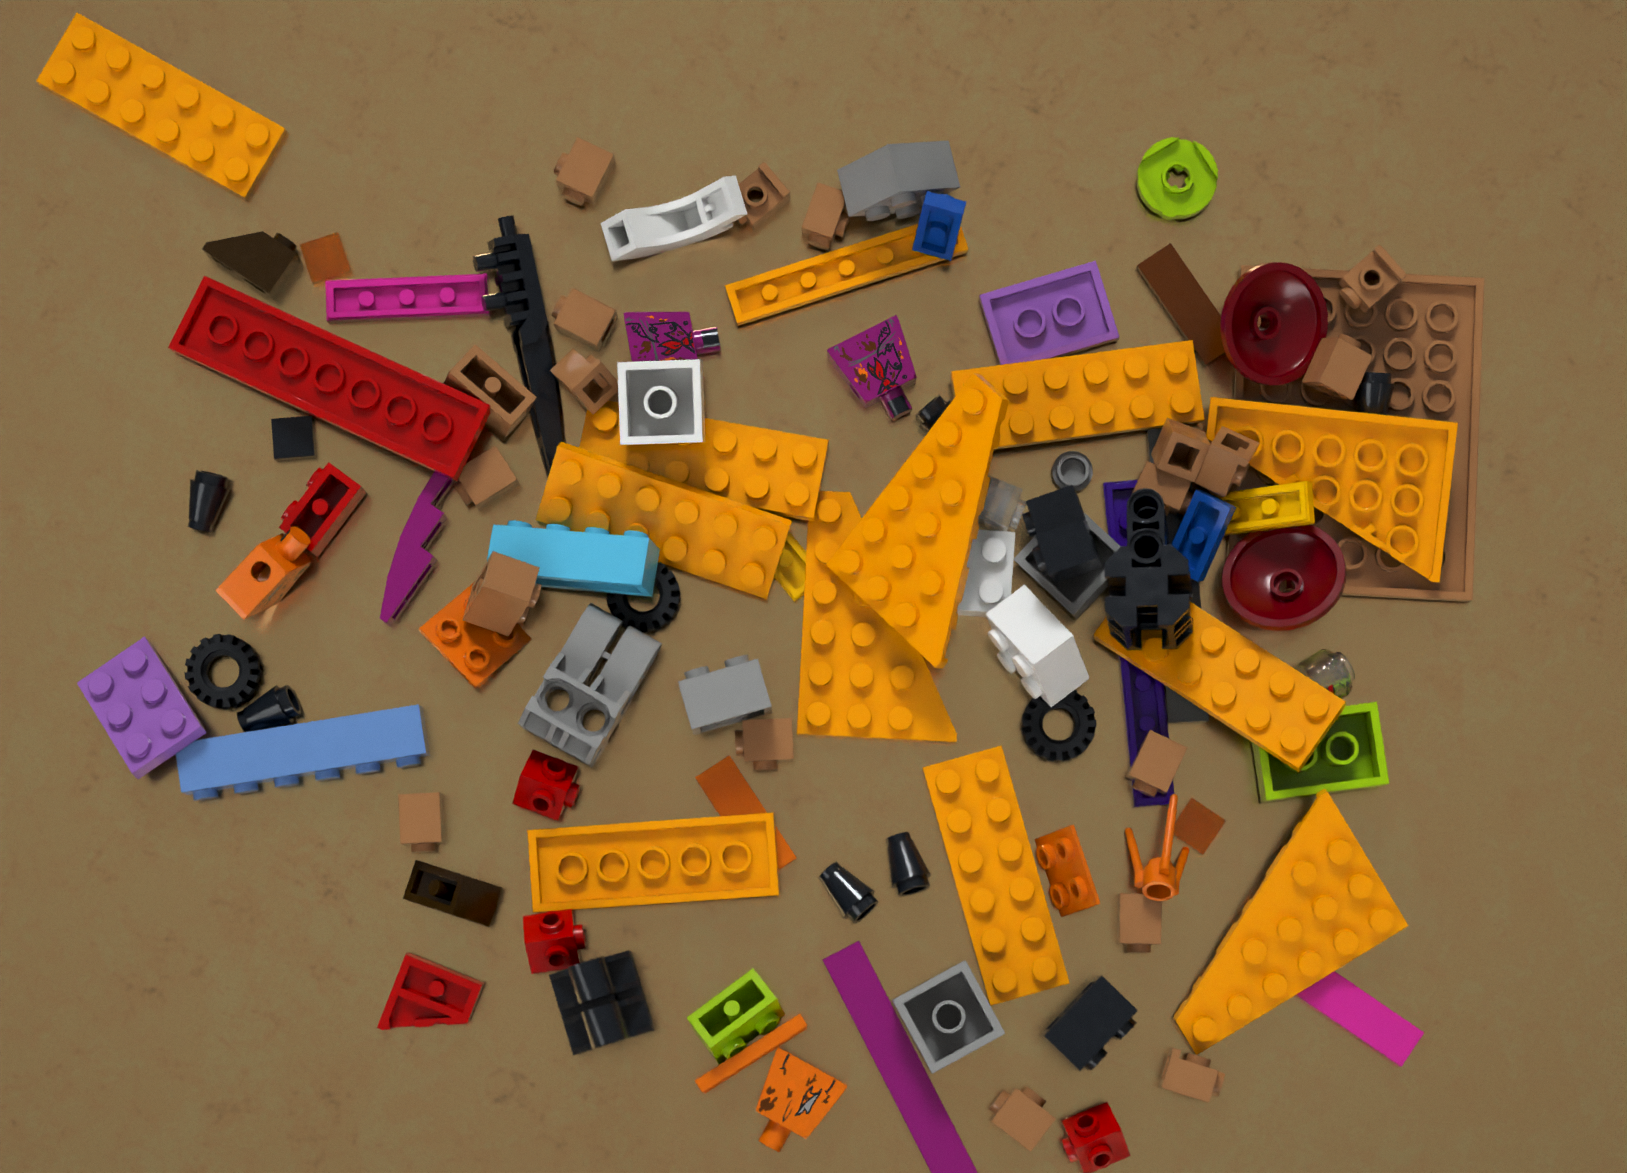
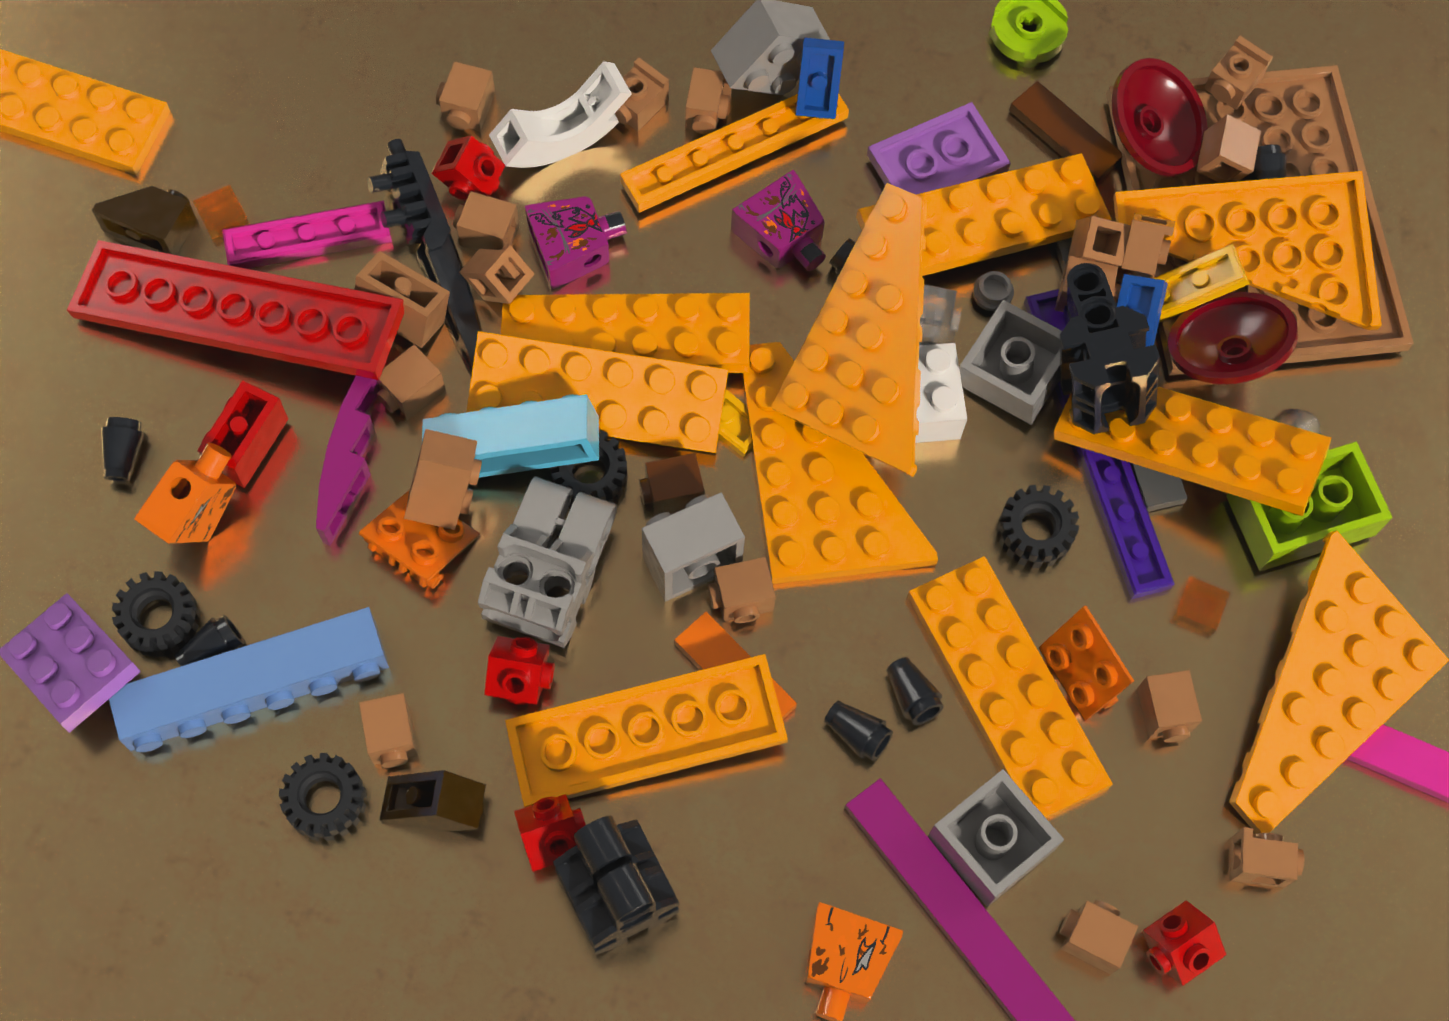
camera: 15 degrees left, 15 degrees down
(293, 438) = (206, 379): black tile -> none
(330, 866) = (303, 778): none -> black tyre
(429, 996) = (422, 919): red wing -> none
(575, 259) = (468, 167): none -> red brick
(661, 402) = (577, 270): white brick -> none
(719, 625) = (671, 483): none -> reddish brown brick
(736, 1016) = (766, 878): lime brick -> none
(751, 1053) = (789, 918): orange tile -> none
(1036, 647) = (1004, 442): white brick -> none
(1062, 535) = (1010, 324): black brick -> none
(1089, 1024) = (1148, 816): black brick -> none
(1156, 764) = (1149, 542): medium nougat brick -> none
(1159, 878) = (1184, 646): orange plant -> none

